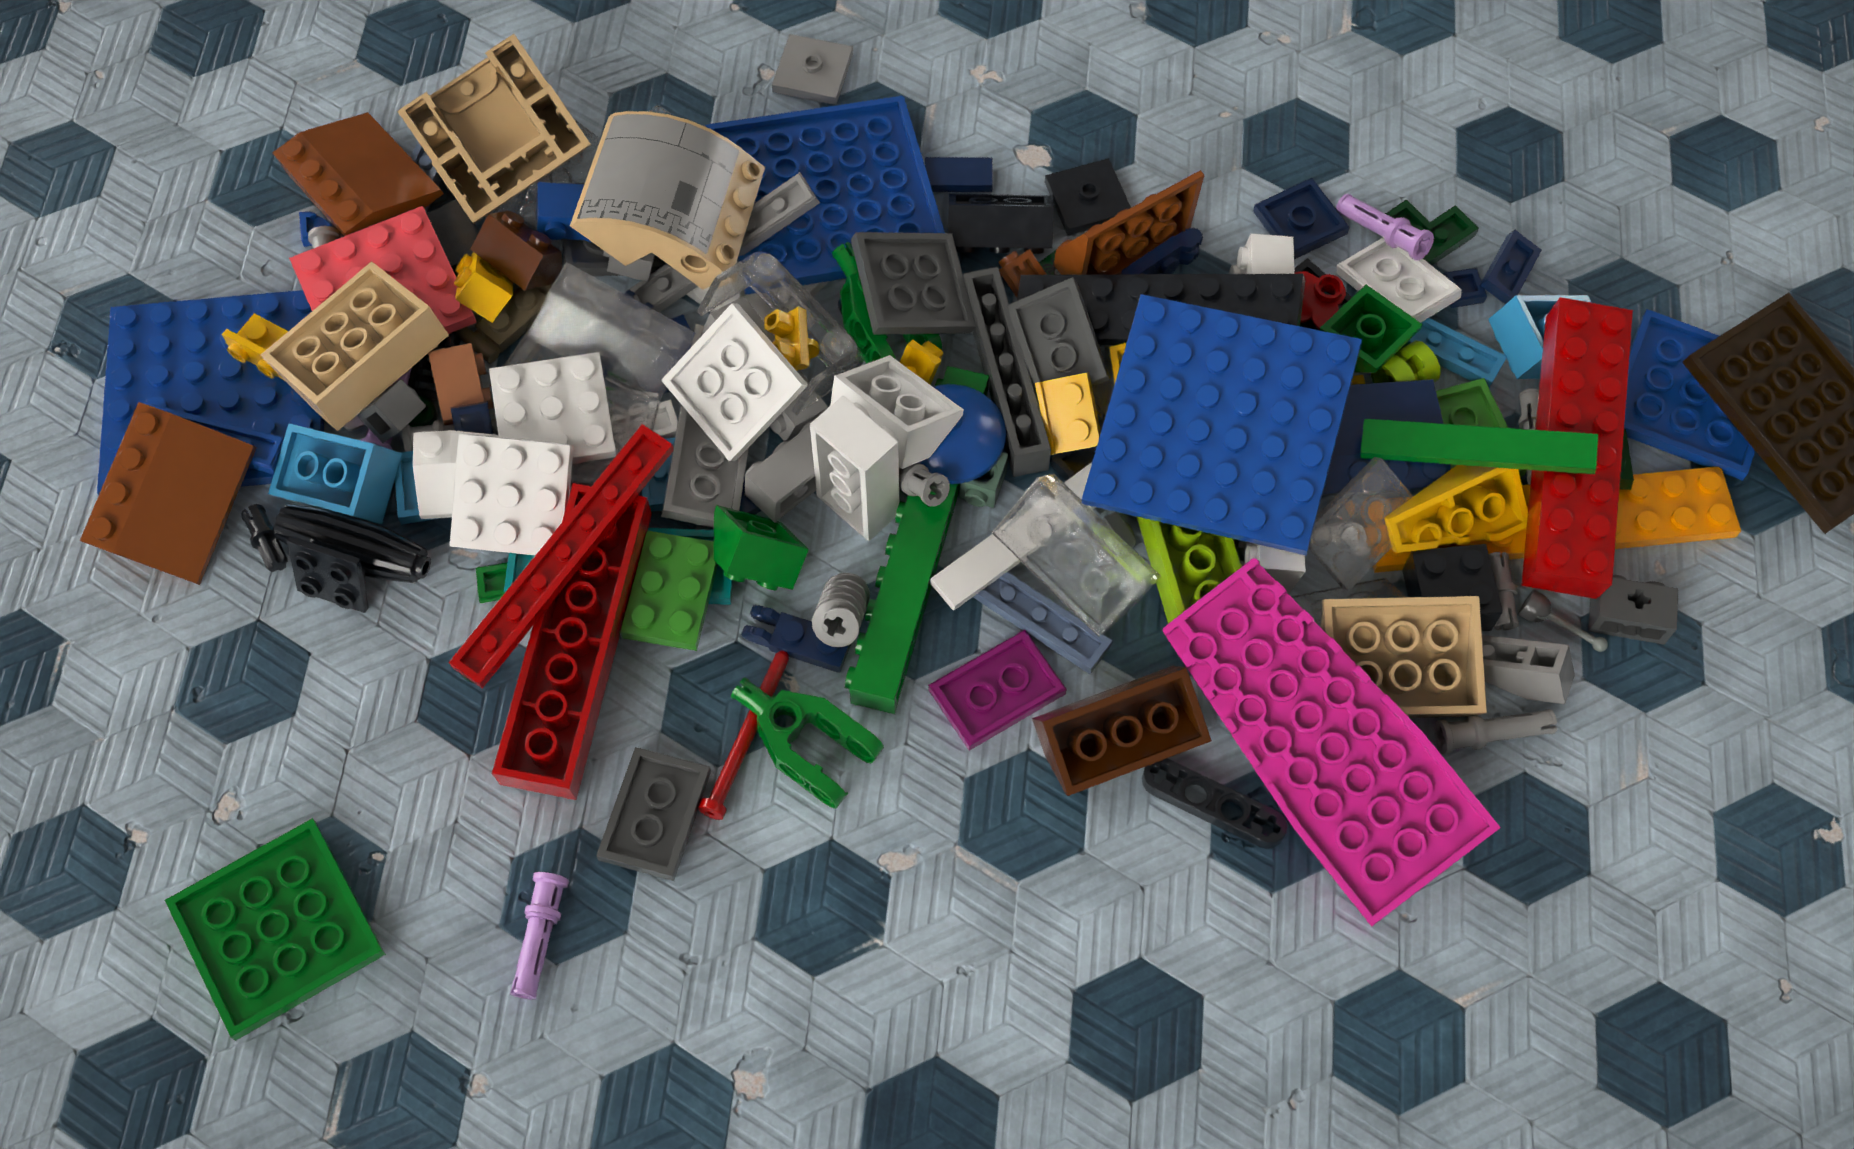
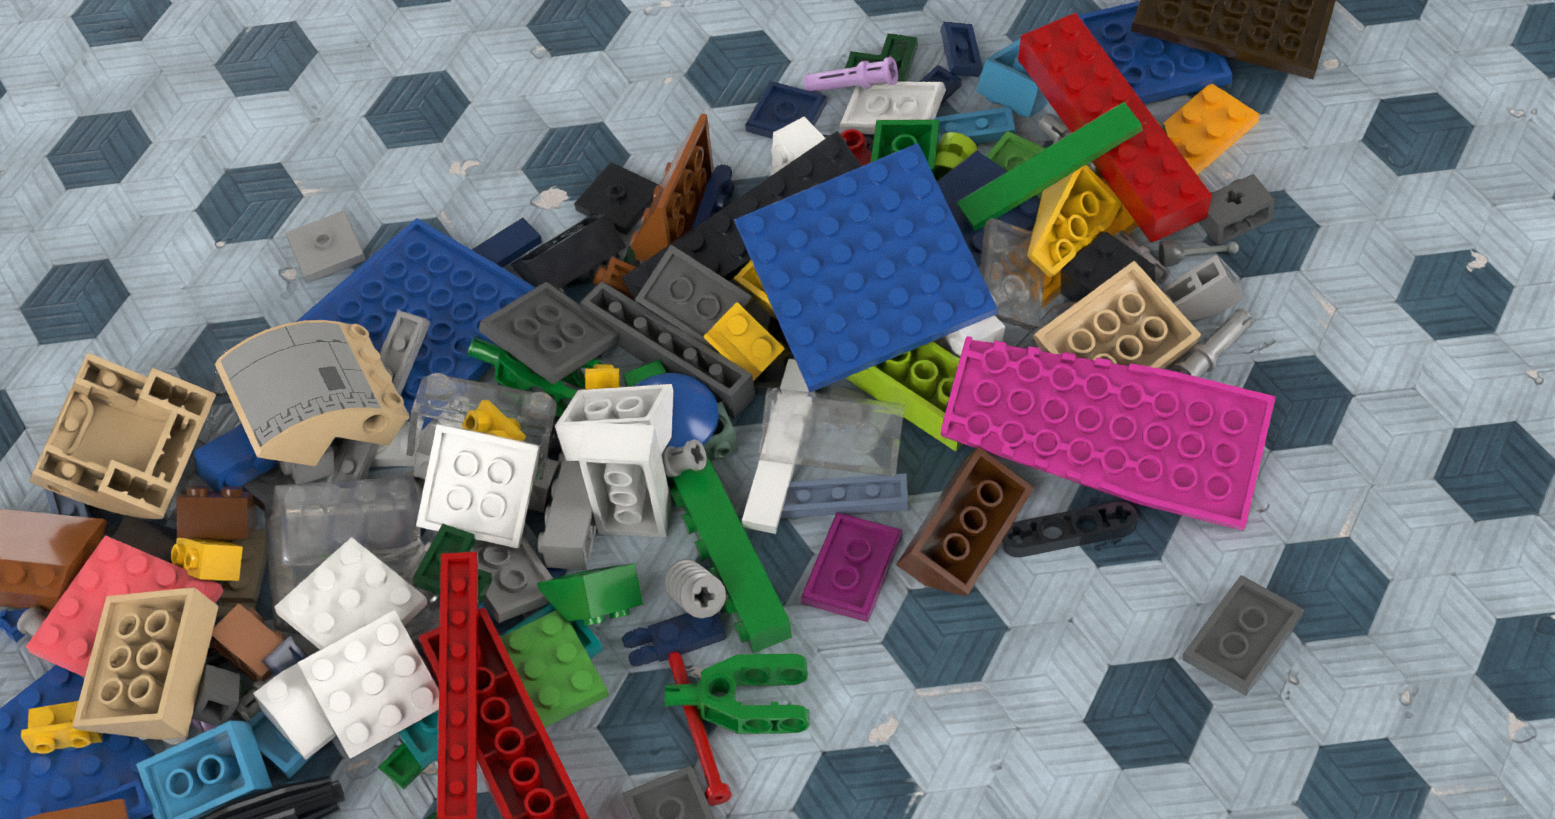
camera: 30 degrees left, 10 degrees down
(669, 420) = (447, 541): none -> dark green plate
(1281, 1027) = (1243, 635): none -> dark grey plate

